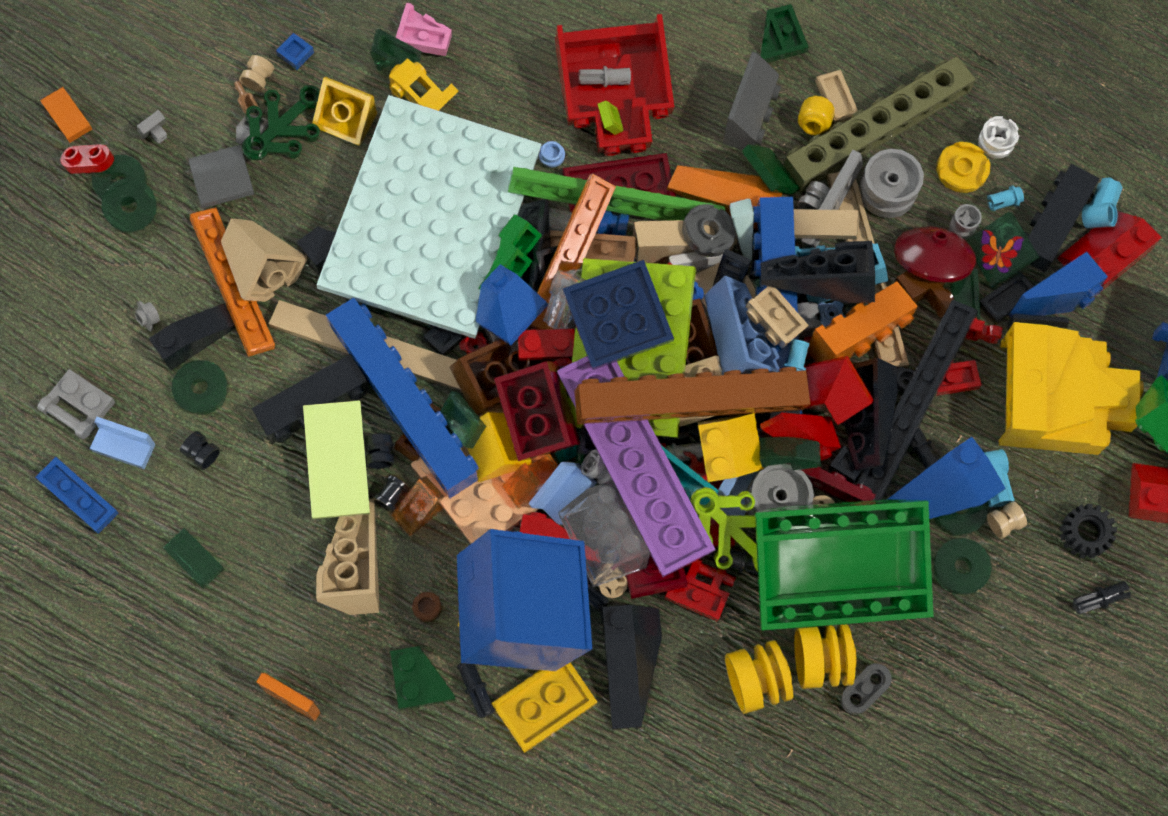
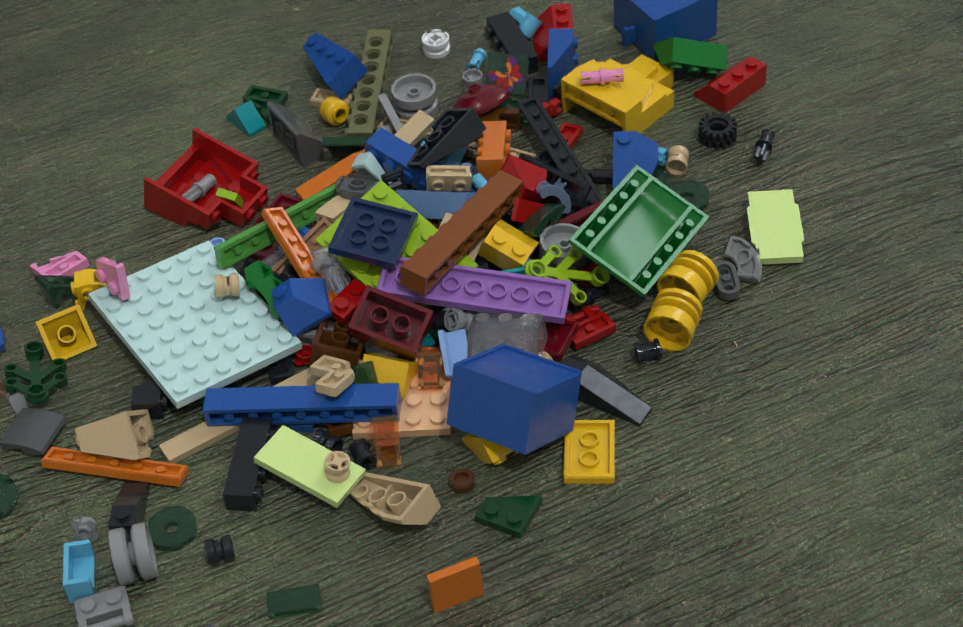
camera: 45 degrees left, 25 degrees down
(98, 349) = (79, 570): none -> medium azure panel
(122, 443) = (163, 595): light blue panel -> none
(136, 383) = (128, 554): none -> light grey wheel
(346, 485) = (342, 462): none -> tan wheel
(410, 101) = (113, 276): none -> bright pink wing
(443, 410) = (335, 375): none -> tan plate
(476, 689) = (545, 481): black axle -> none
(482, 215) = (222, 287): none -> tan wheel
(709, 674) = (655, 353): none -> black bush
(743, 38) = (247, 119): none -> teal slope
(843, 435) = (546, 189): none -> sand blue piece
(874, 64) = (335, 64): none -> blue wedge
(910, 689) = (746, 259): none -> light grey tile
(963, 167) = (438, 68): yellow tile -> none
(980, 691) = (775, 226): none -> yellowish green piece
(1046, 366) = (602, 76): none -> bright pink pin

